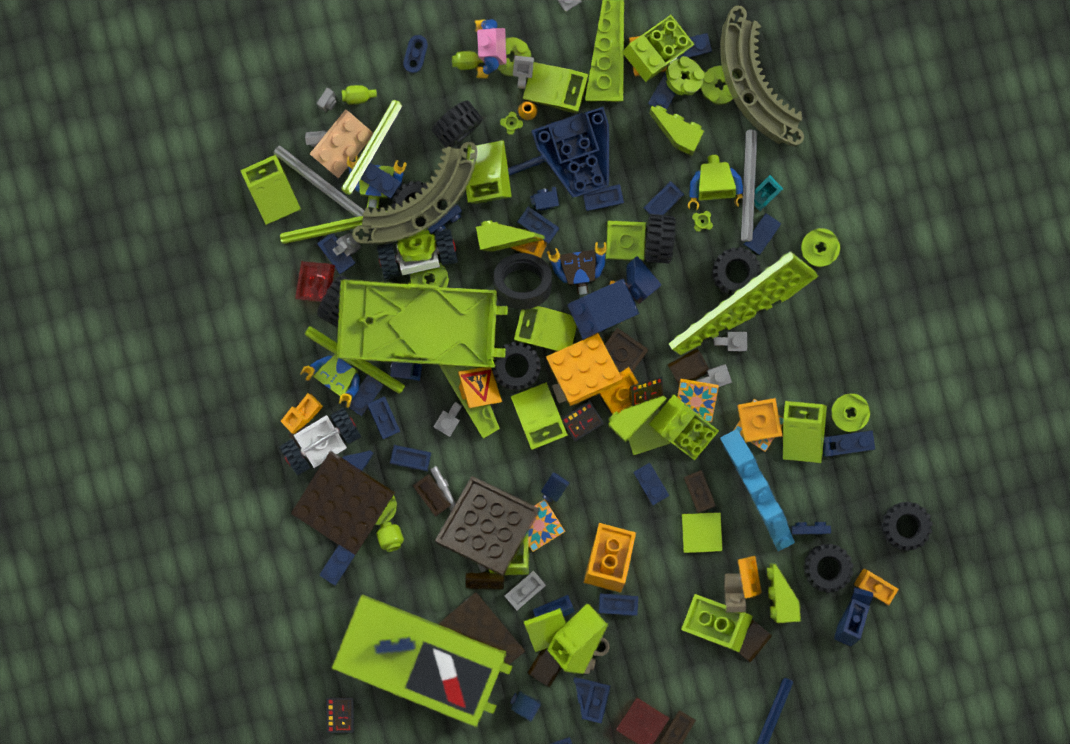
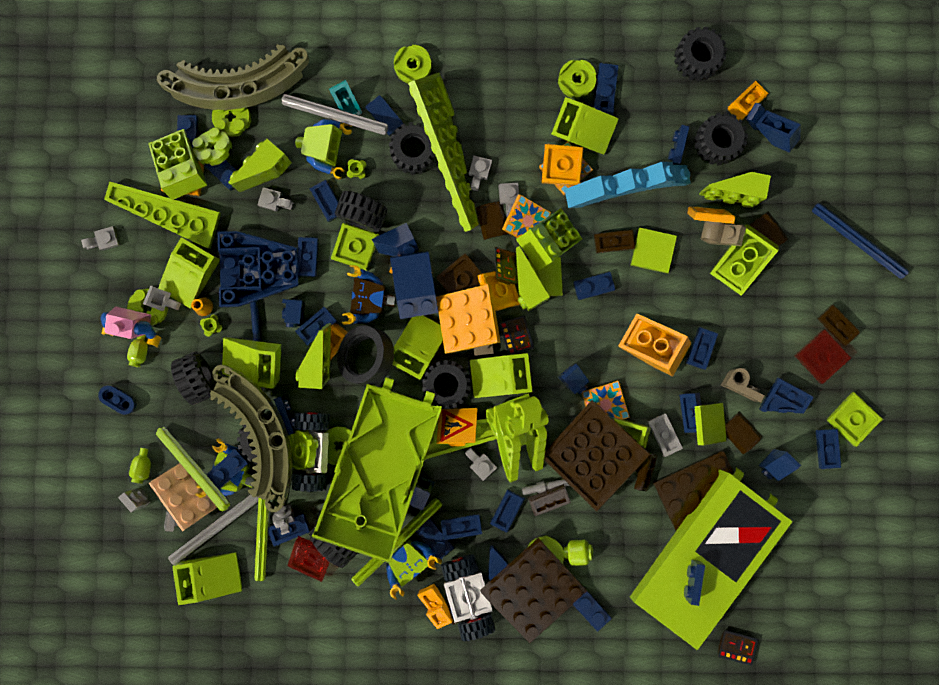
camera: 75 degrees left, 0 degrees up
(495, 443) = (517, 424): none -> lime piece
(578, 640) = (731, 397): lime slope -> none
(649, 147) = (273, 200): none -> light grey plate

